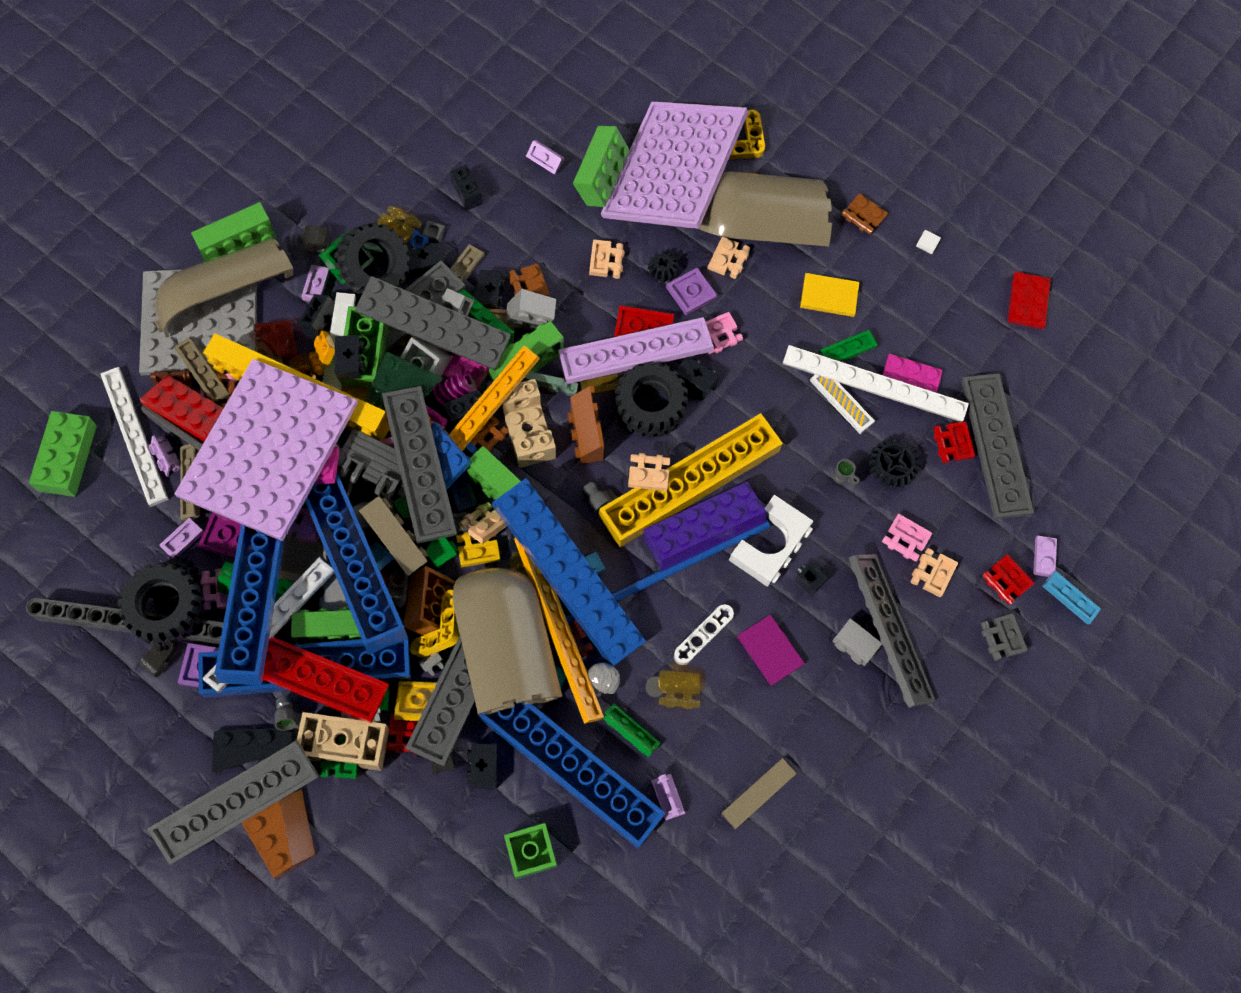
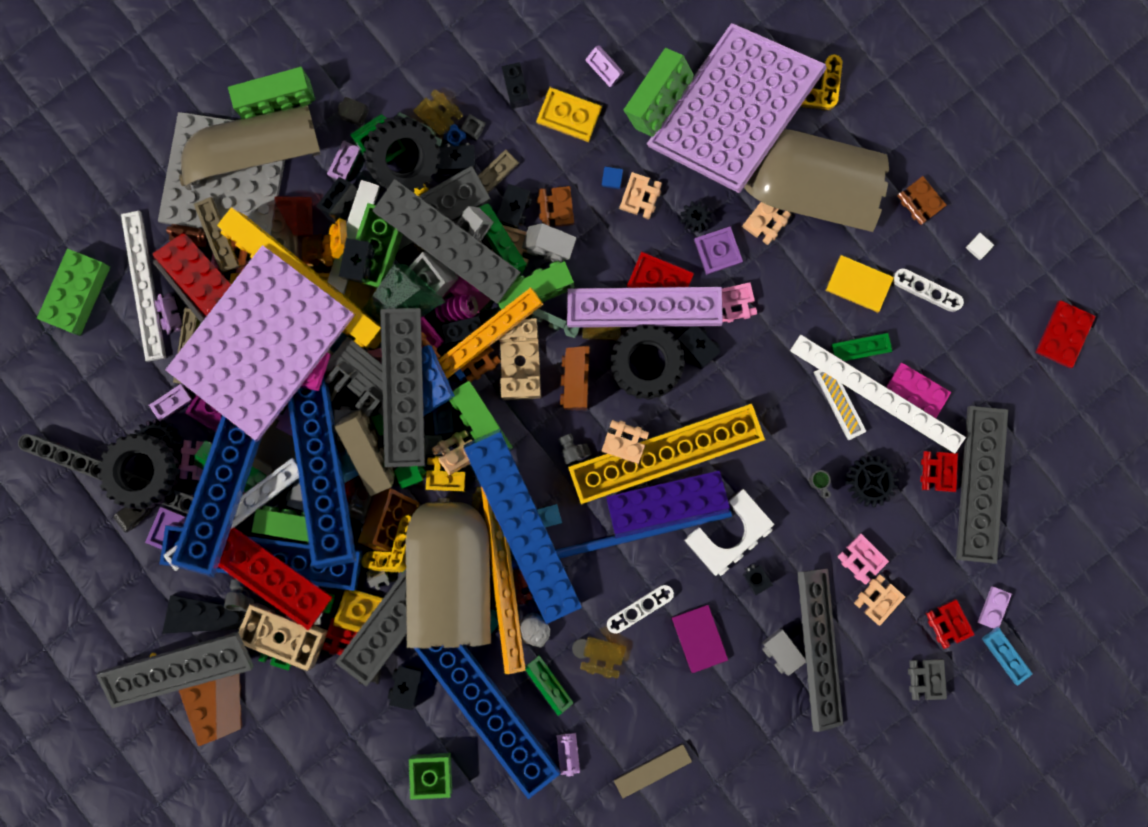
camera: 25 degrees right, 15 degrees up
(522, 204) = (569, 114): none -> yellow tile
(575, 249) = (612, 177): none -> blue tile
(893, 287) = (929, 286): none -> white beam

